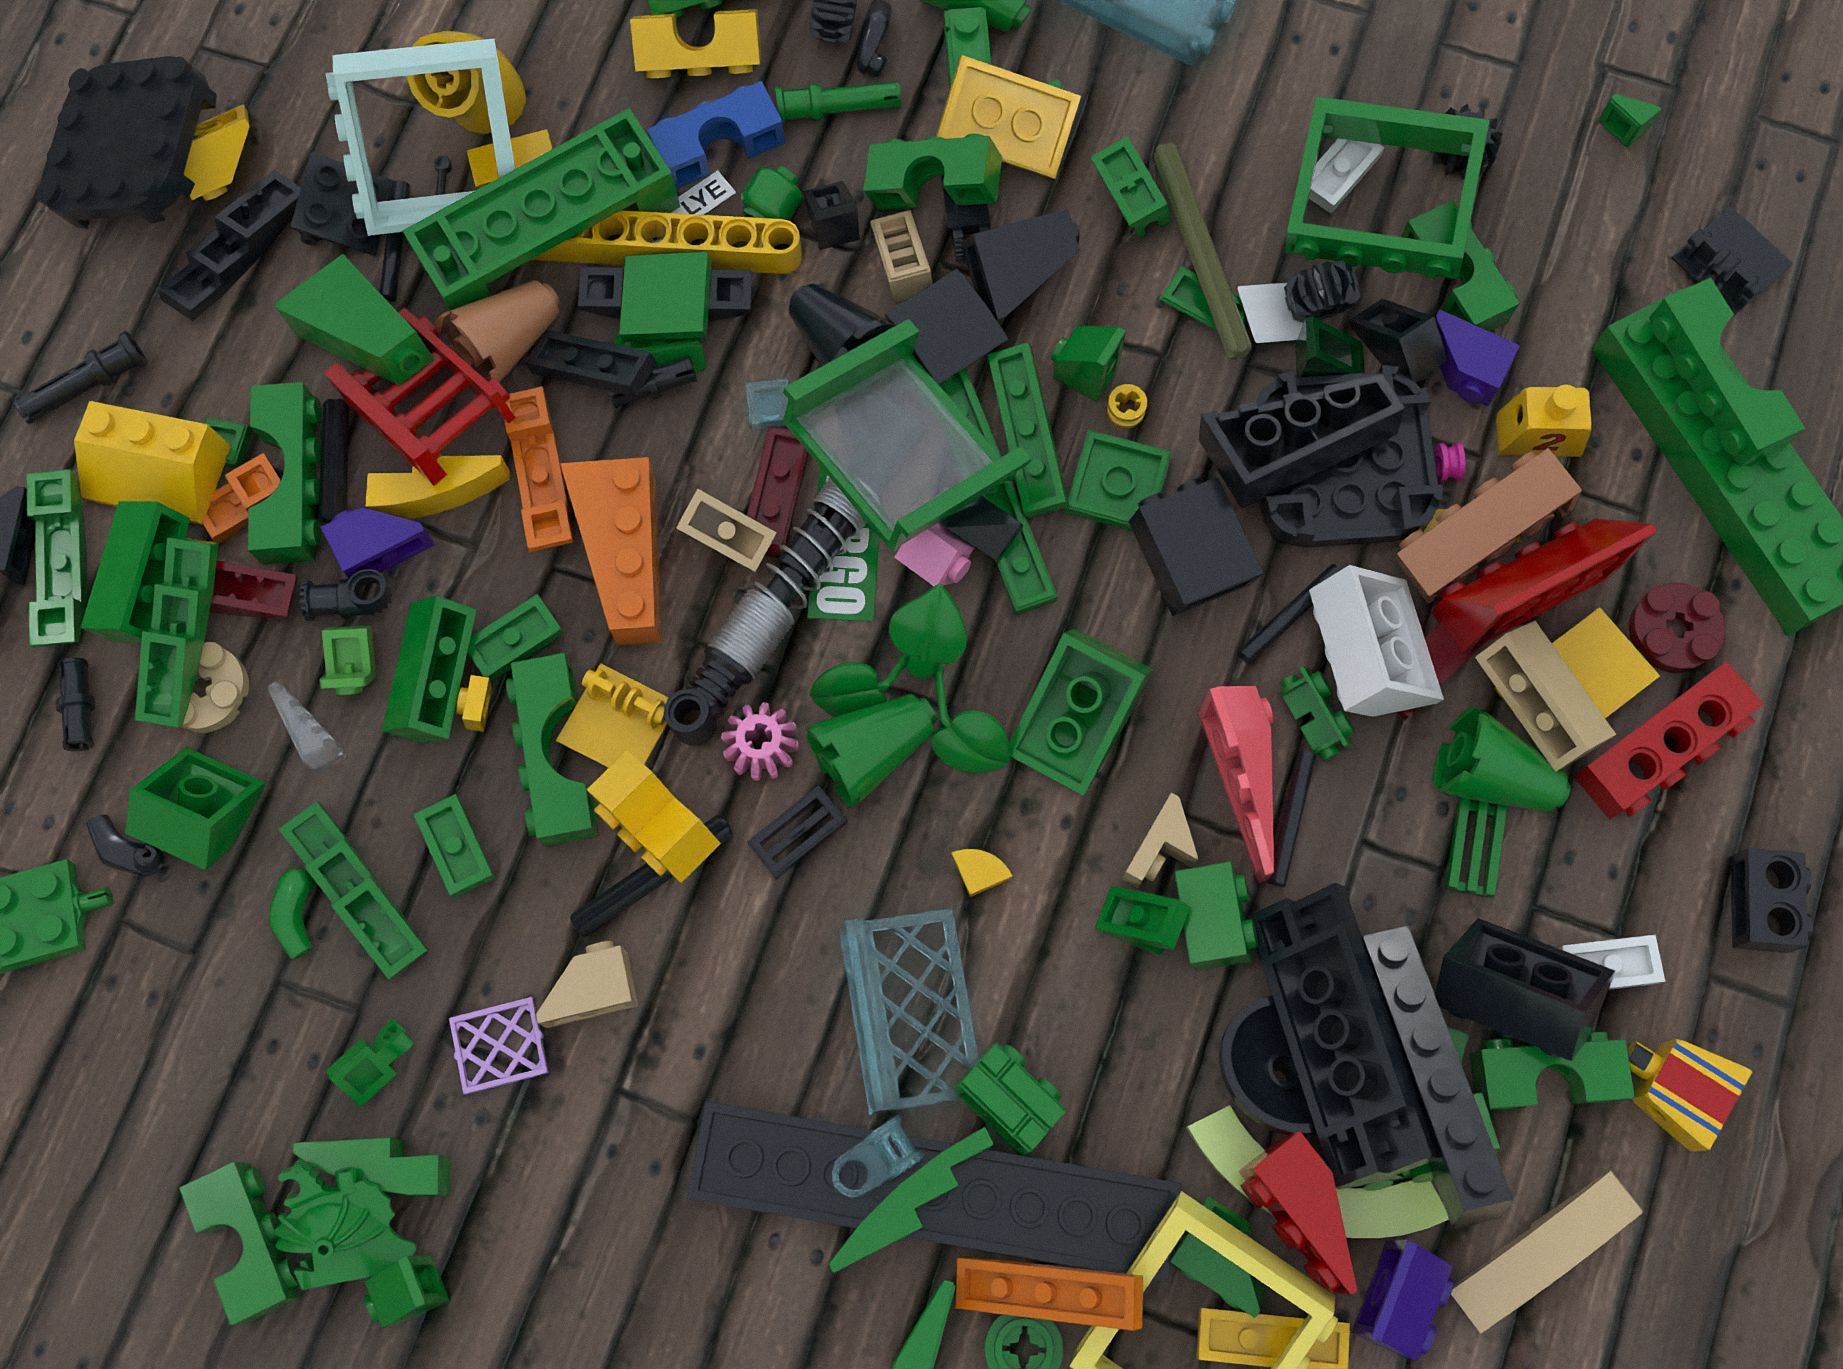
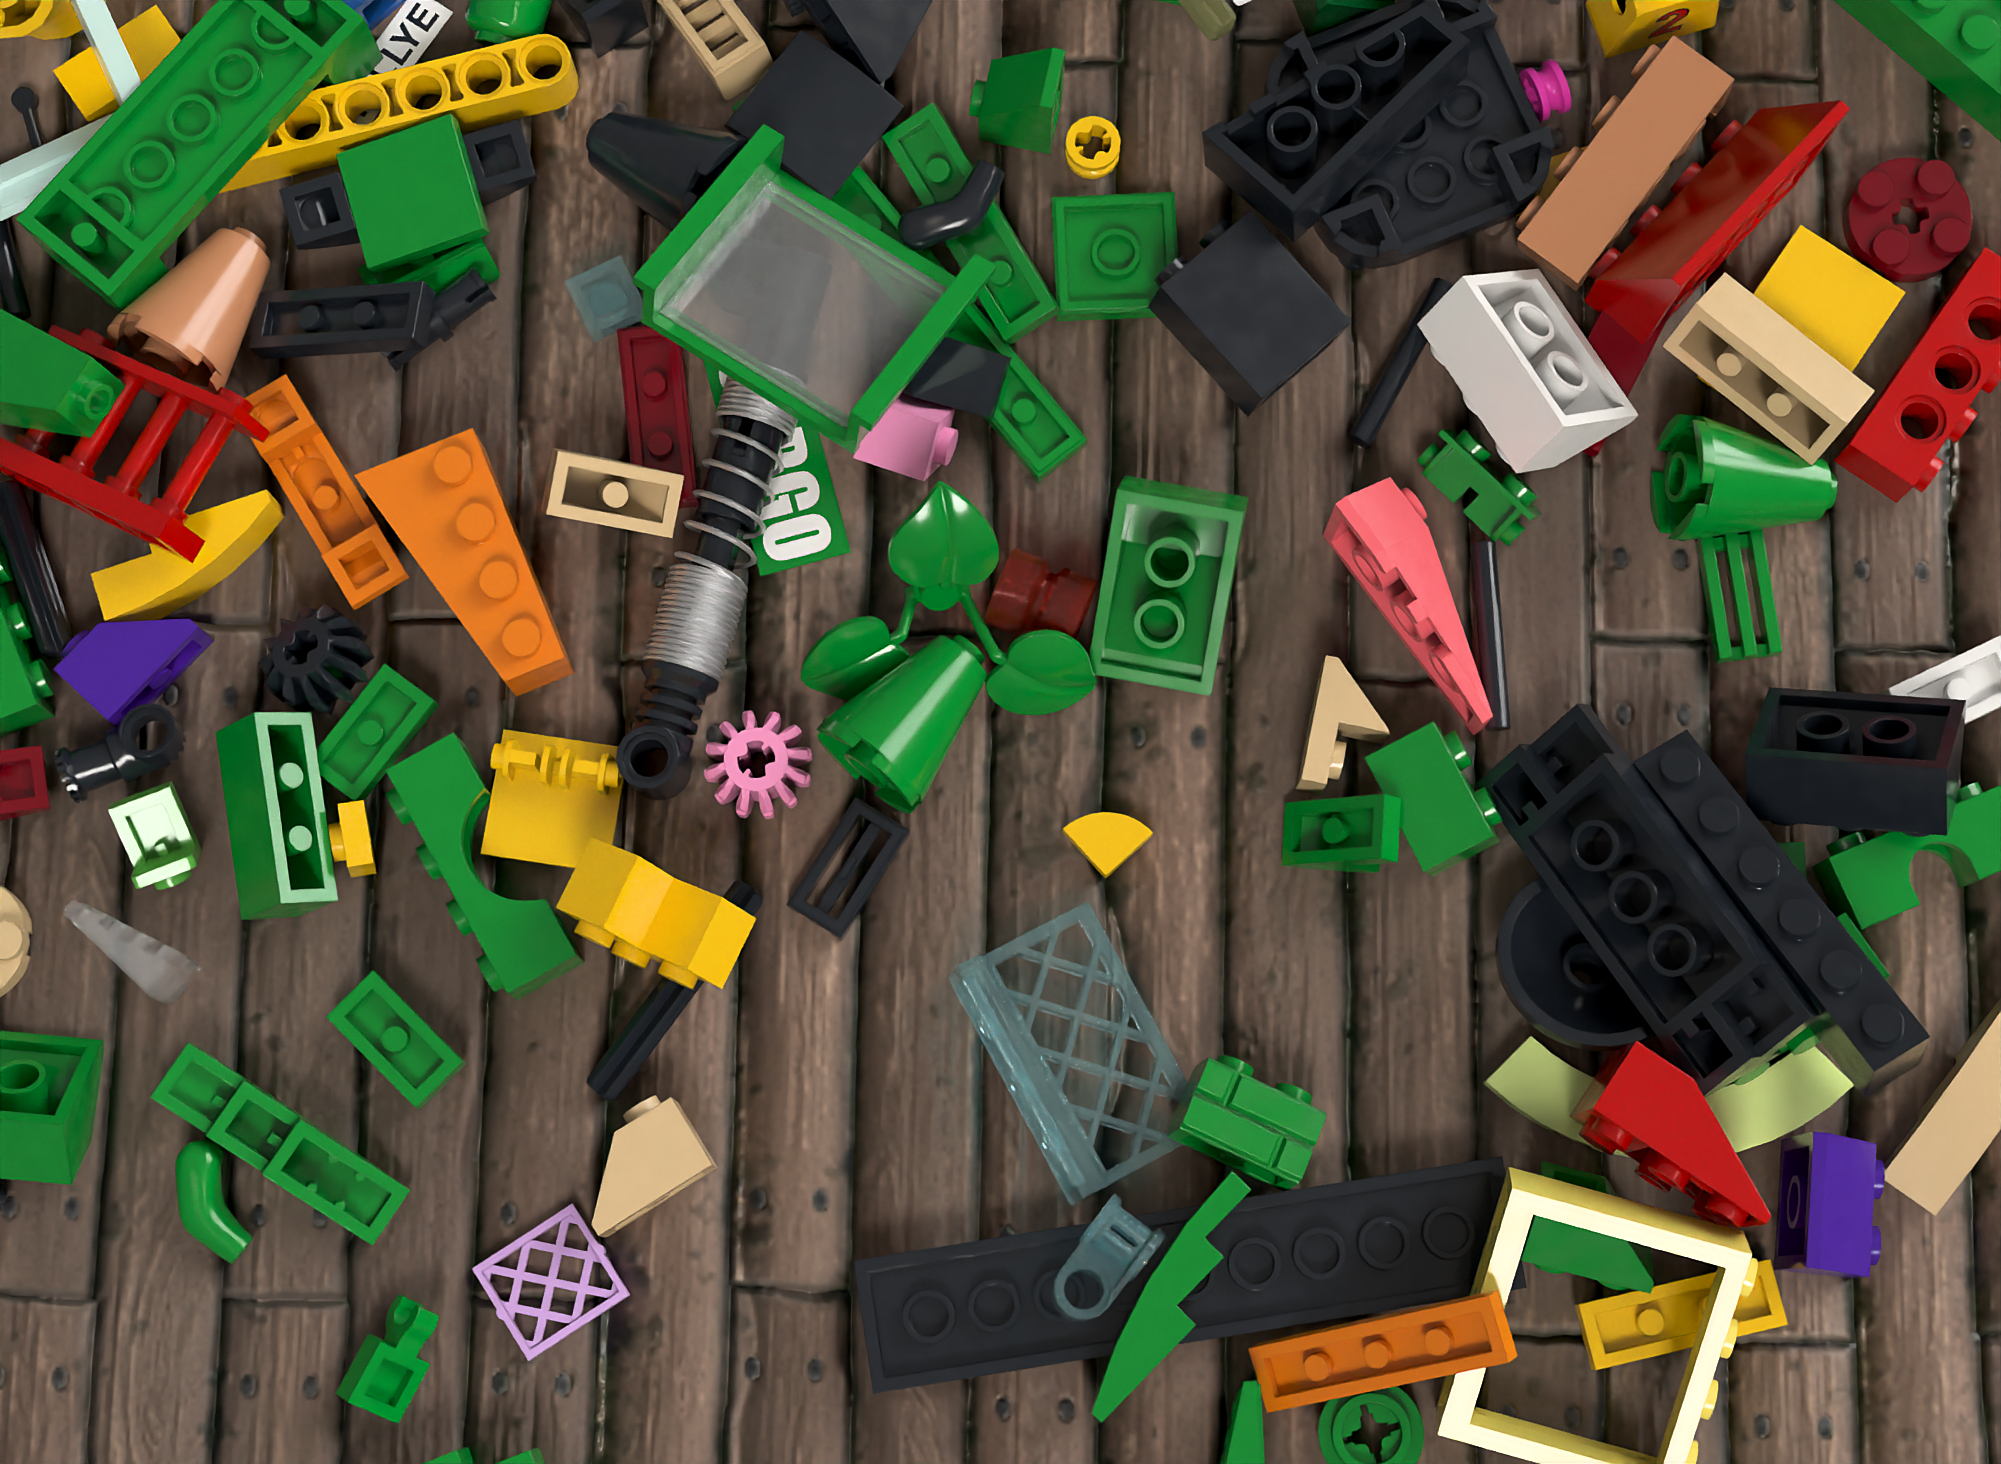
camera: 20 degrees left, 5 degrees up
(493, 577) = (316, 660): none -> black gear
(984, 689) = (1037, 599): none -> clear red wheel
(1017, 420) = (956, 216): none -> black arm

